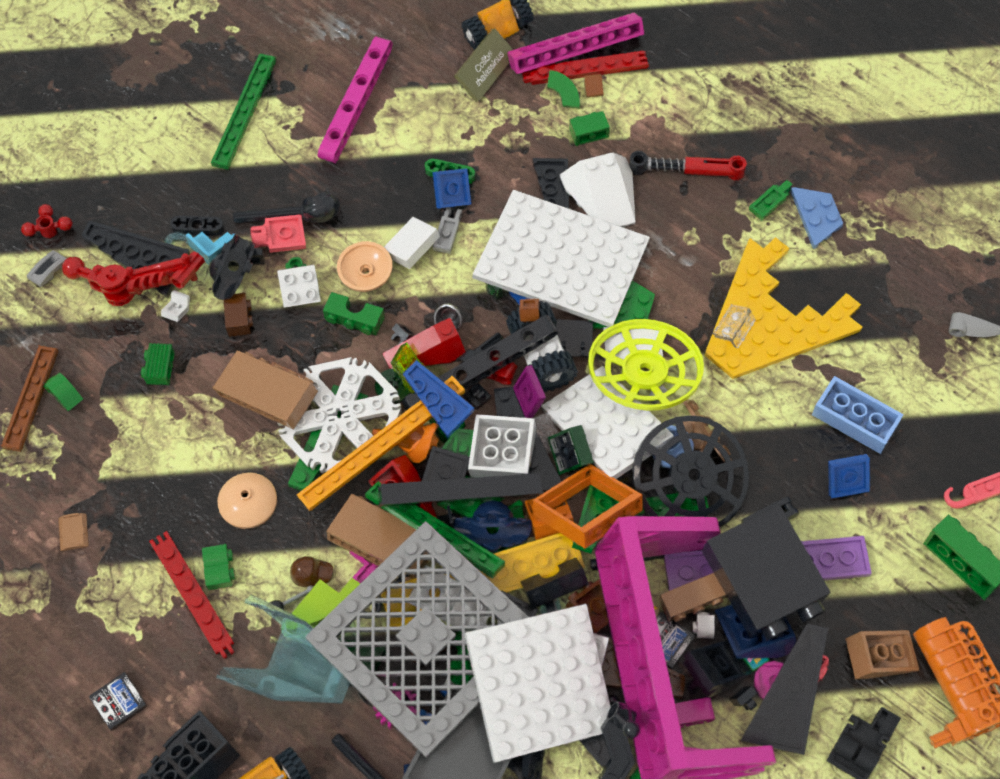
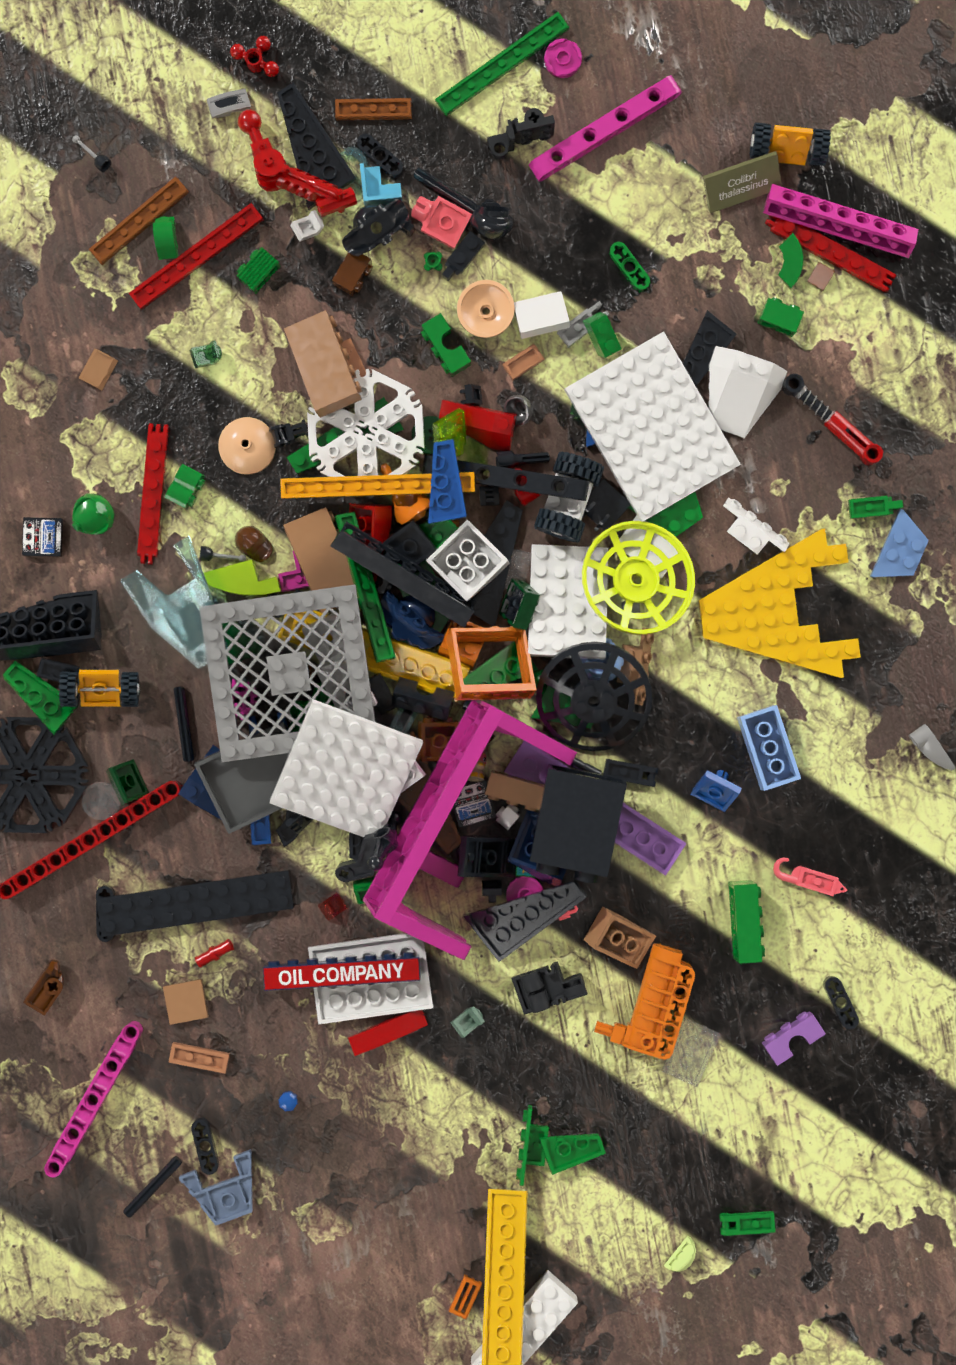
camera: 30 degrees right, 25 degrees up
(97, 391) = (196, 256): none -> red plate
(151, 643) = (92, 514): none -> green helmet
(161, 454) = (206, 354): none -> clear green bracket
(167, 200) = (373, 109): none -> dark orange tile
(275, 465) = (288, 433): none -> black connector
(287, 79) = (563, 58): none -> dark pink tile
(296, 136) = (533, 128): none -> black plate
(299, 285) = (420, 285): white plate -> none
(316, 246) = (463, 255): none -> black hinge
(424, 286) = (523, 362): none -> nougat tile
(451, 188) = (613, 289): blue tile -> none
(469, 223) = (602, 335): none -> green brick
(529, 310) = (578, 463): dark orange slope -> none
(529, 392) = (526, 530): magenta tile -> none
(701, 278) = (752, 531): none -> white bracket
(735, 325) = (739, 598): clear bracket -> none

